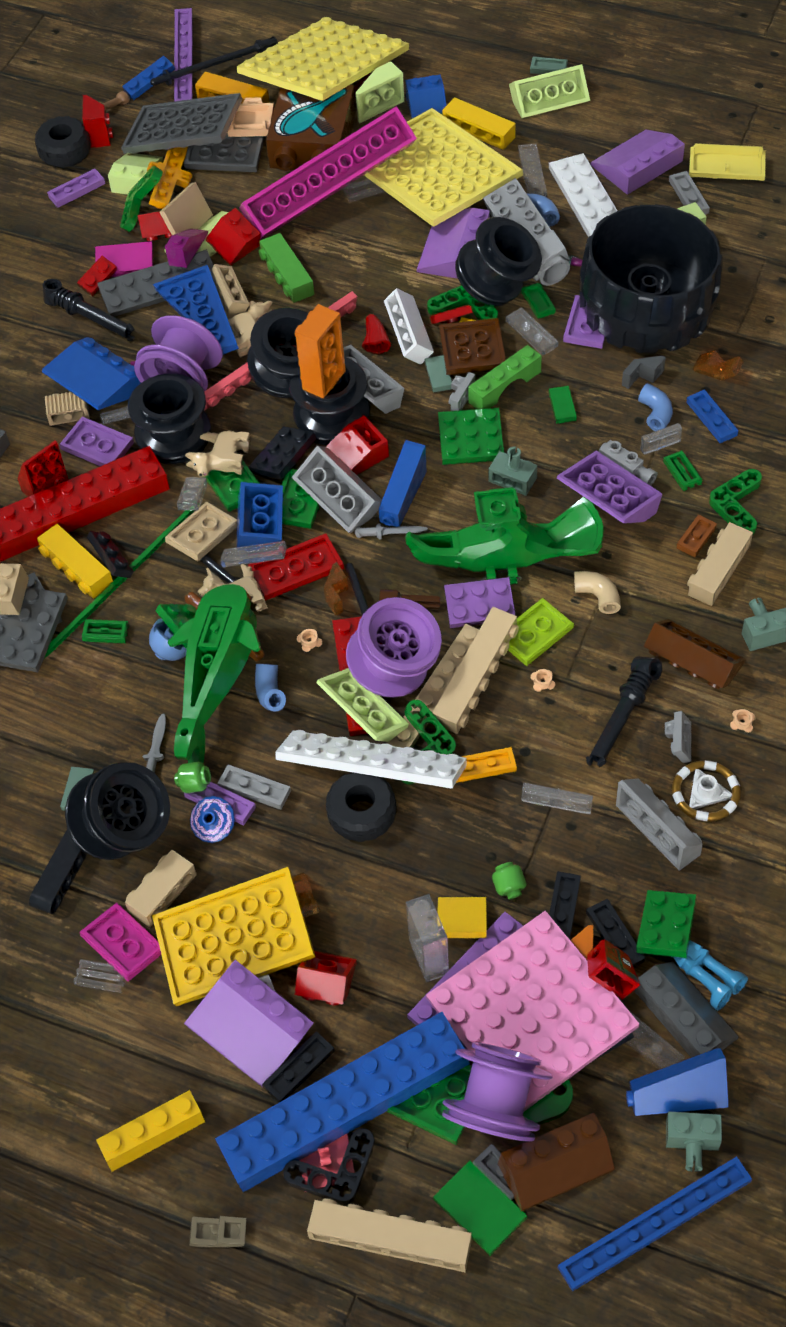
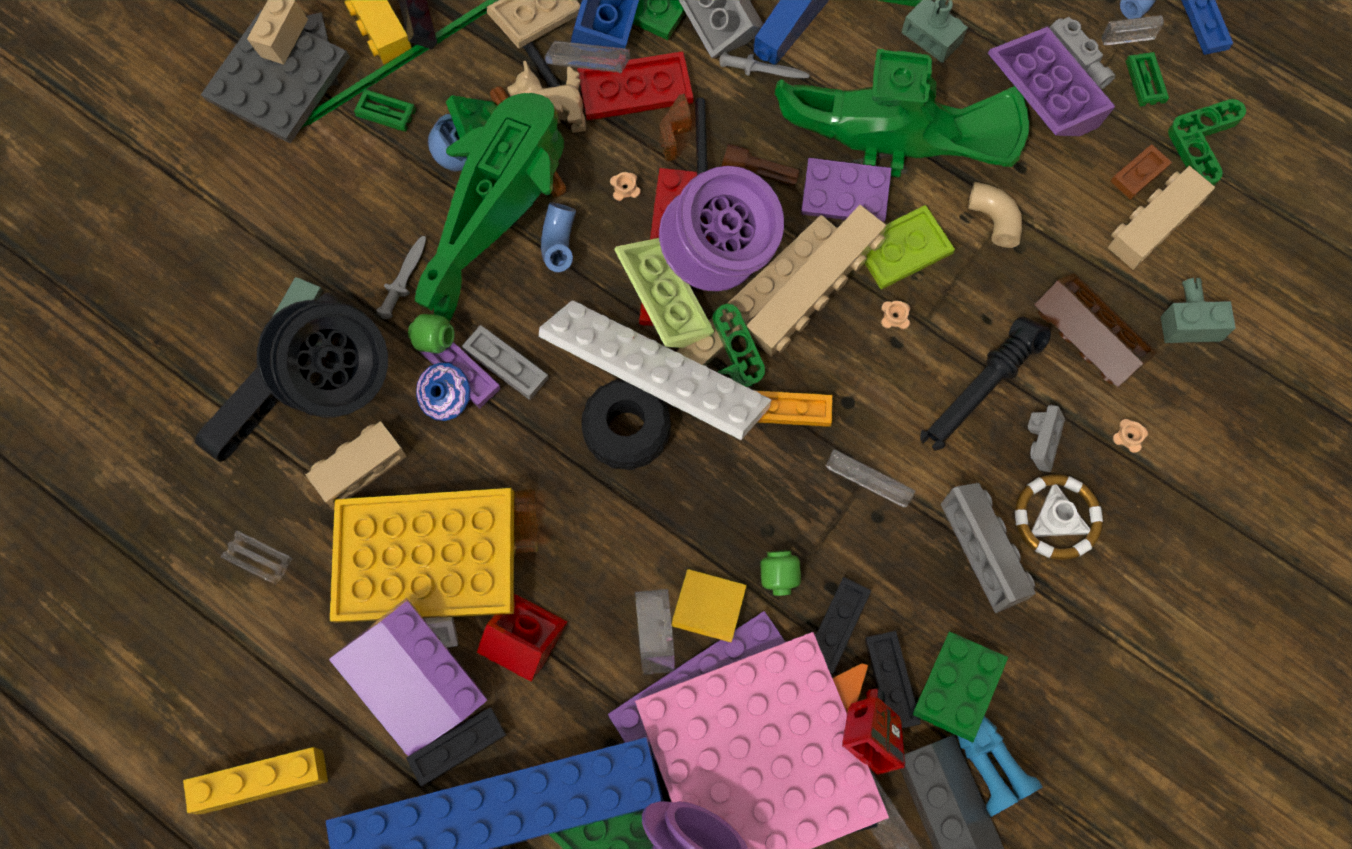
camera: 10 degrees right, 15 degrees up
(122, 941) = (292, 521): dark pink tile -> none

